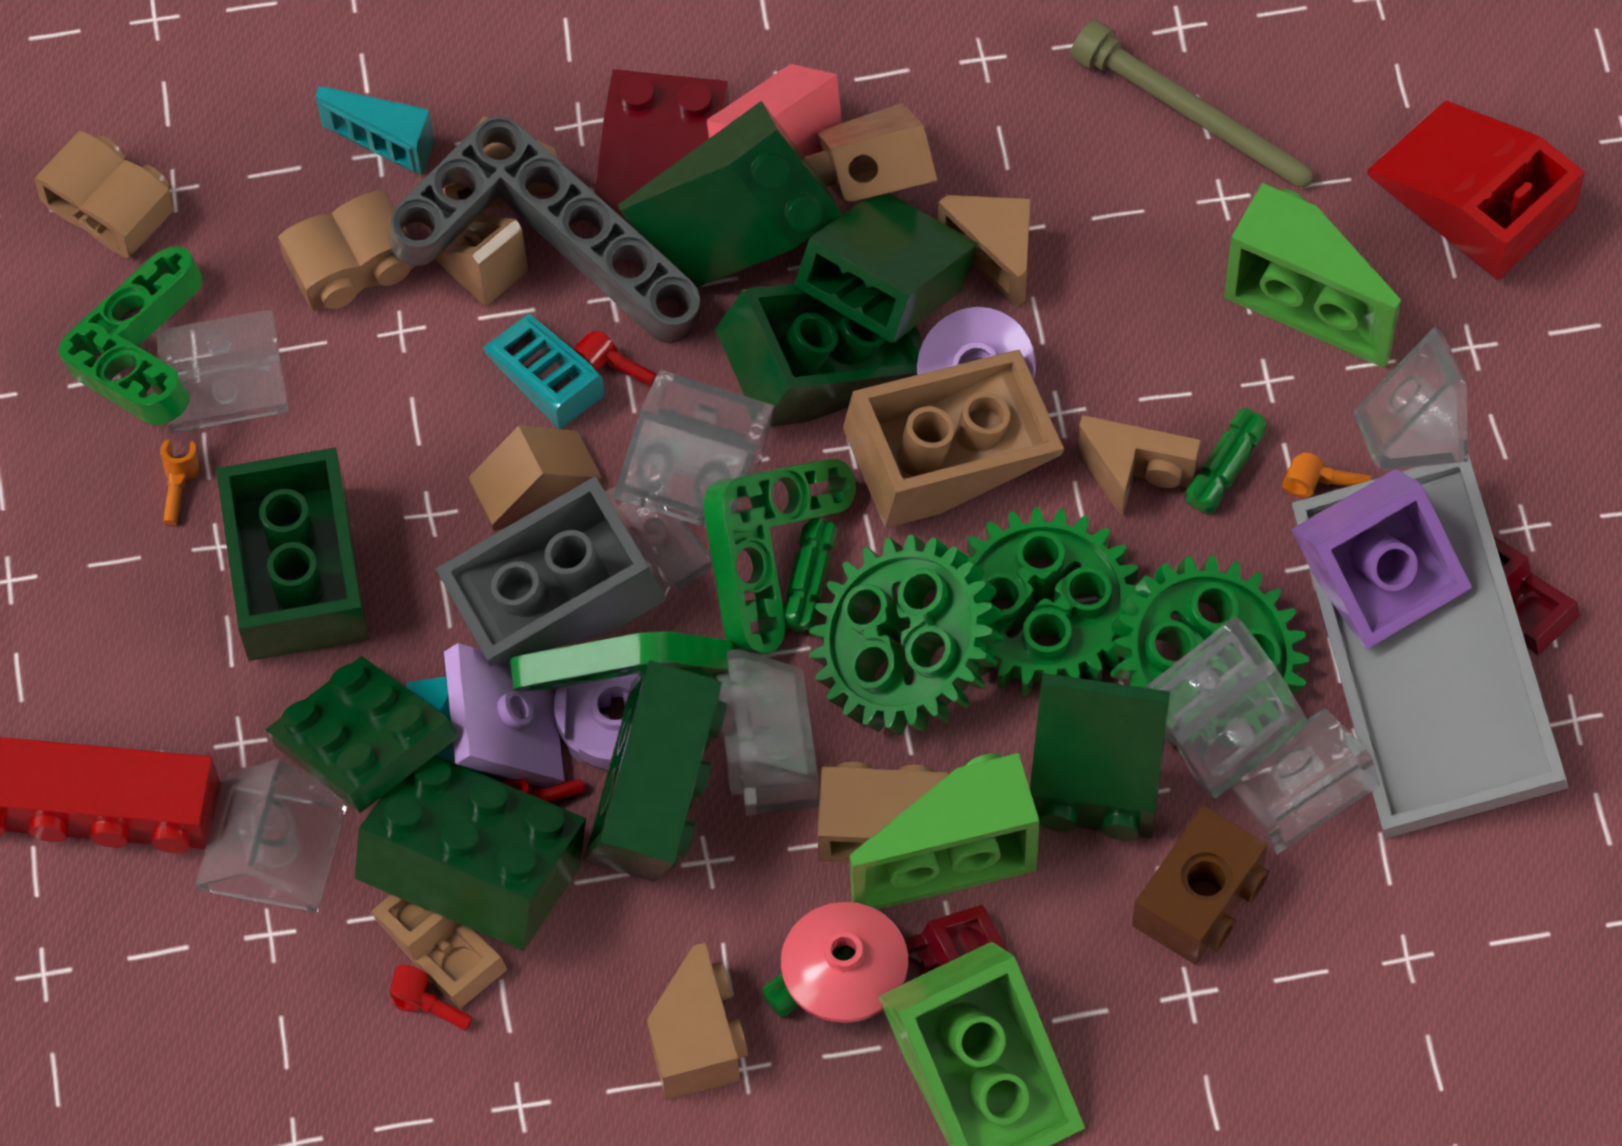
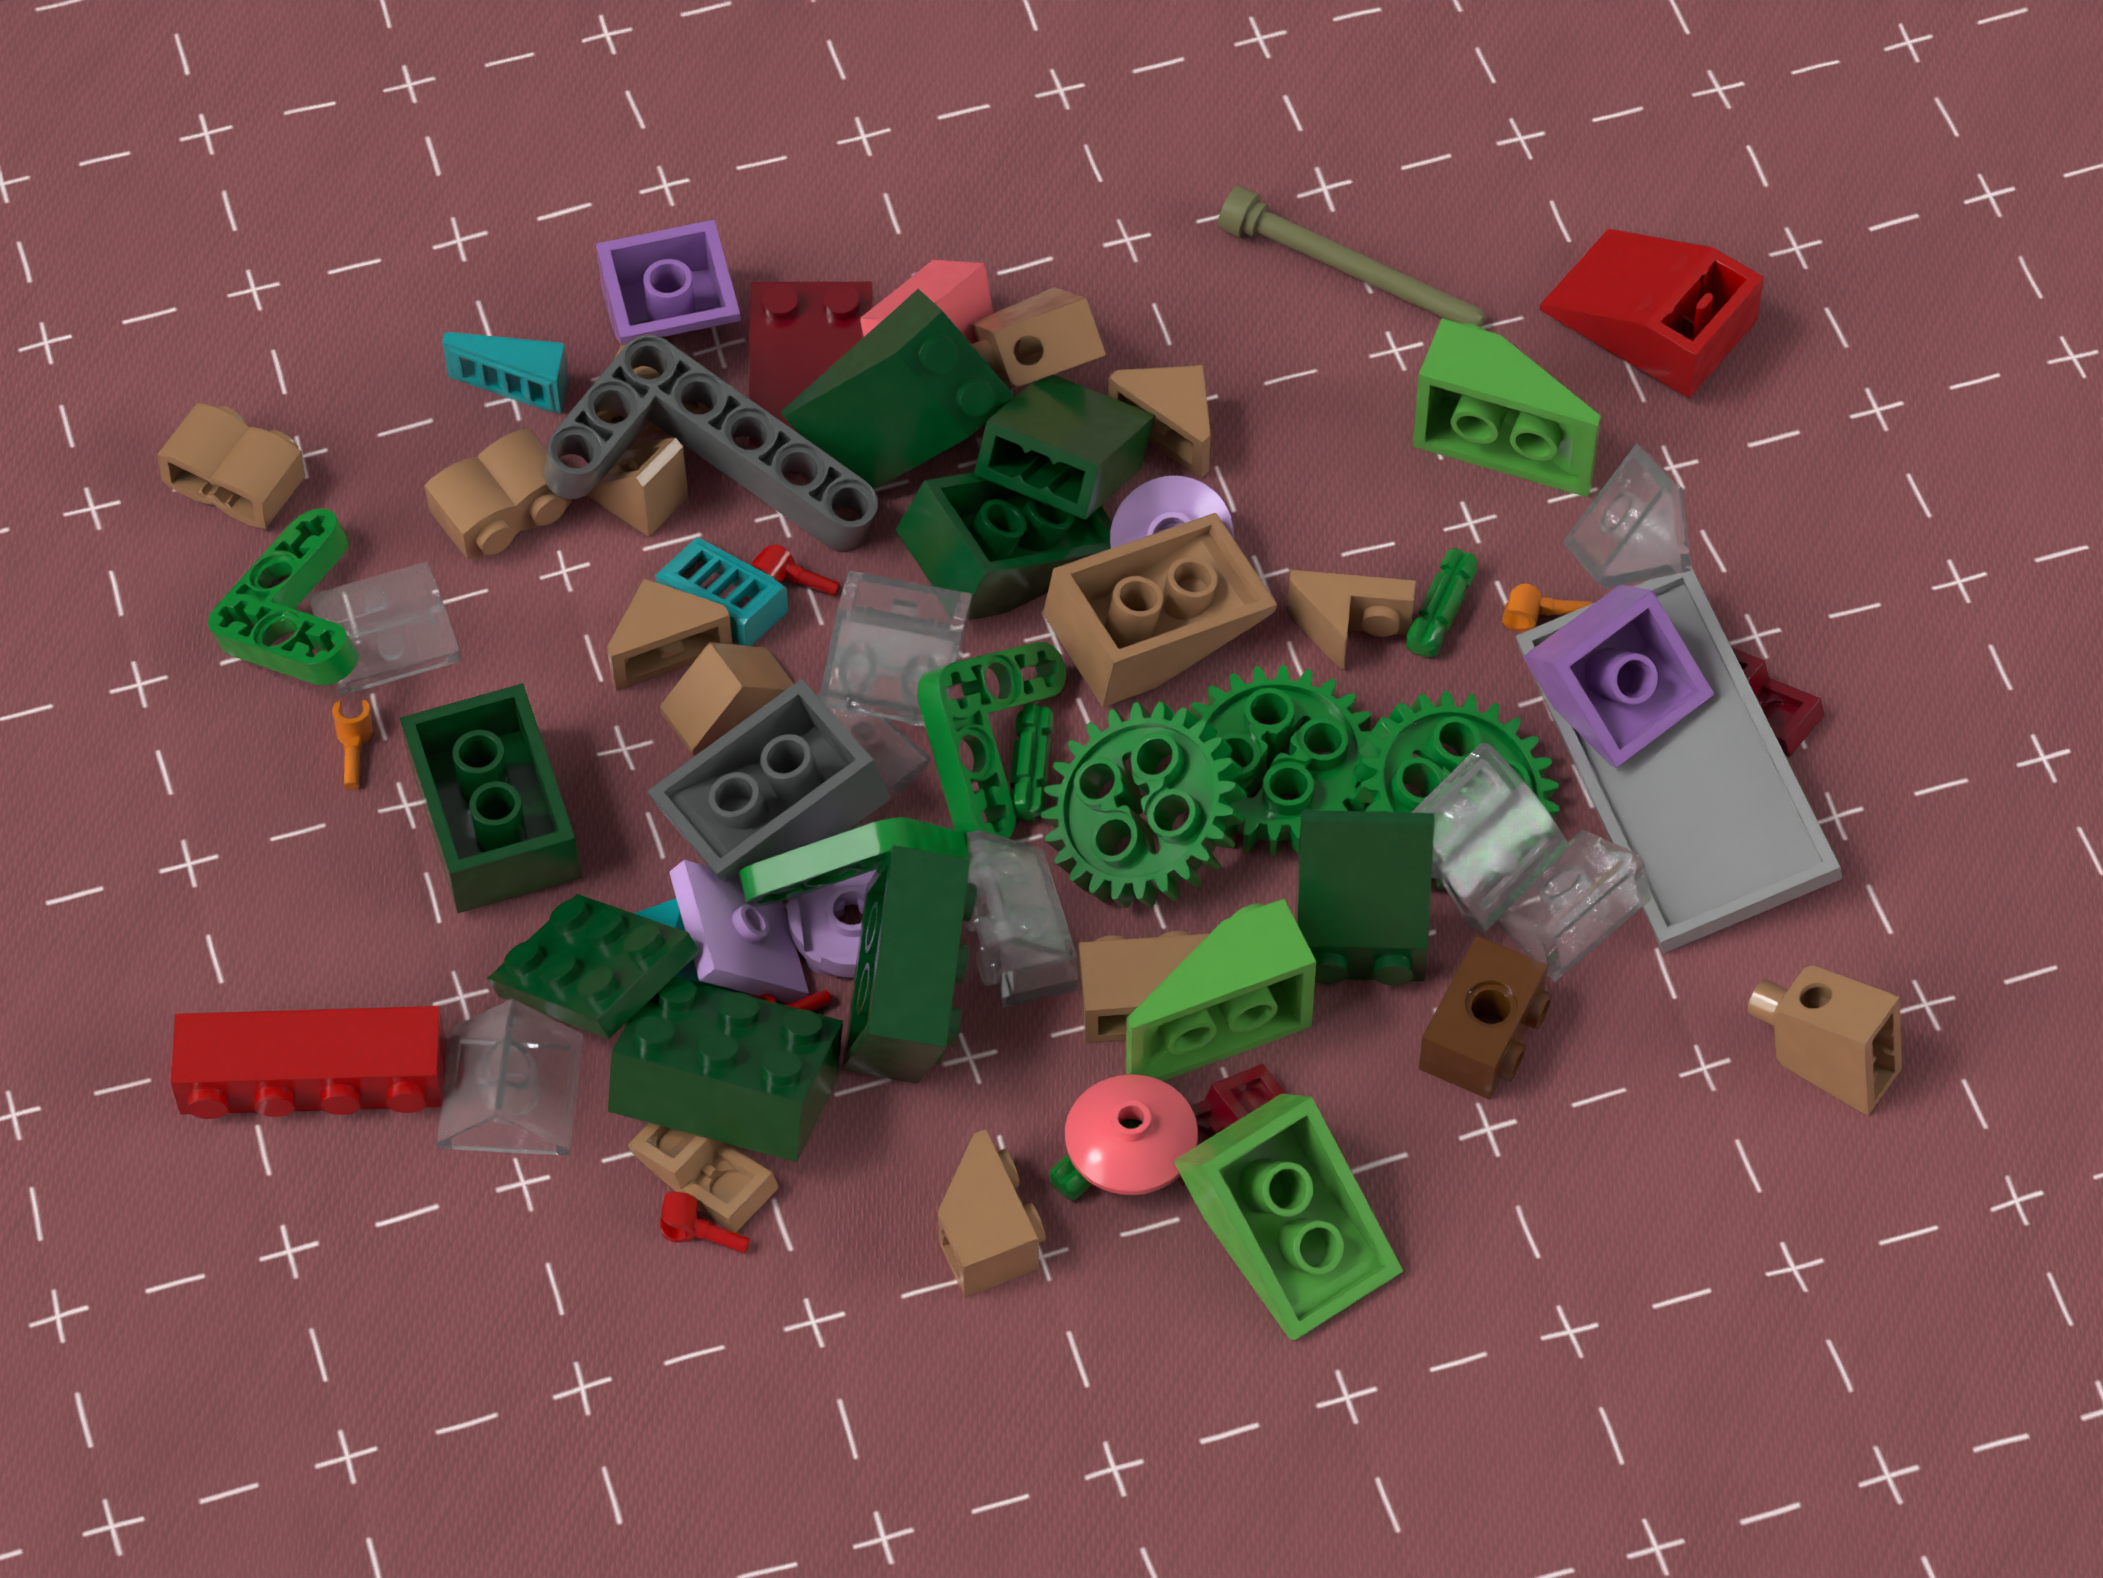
camera: 10 degrees left, 5 degrees down
(480, 407) = (663, 633): none -> medium nougat slope
(534, 61) = (666, 282): none -> medium lavender slope
(1534, 945) = (1834, 1033): none -> medium nougat torso

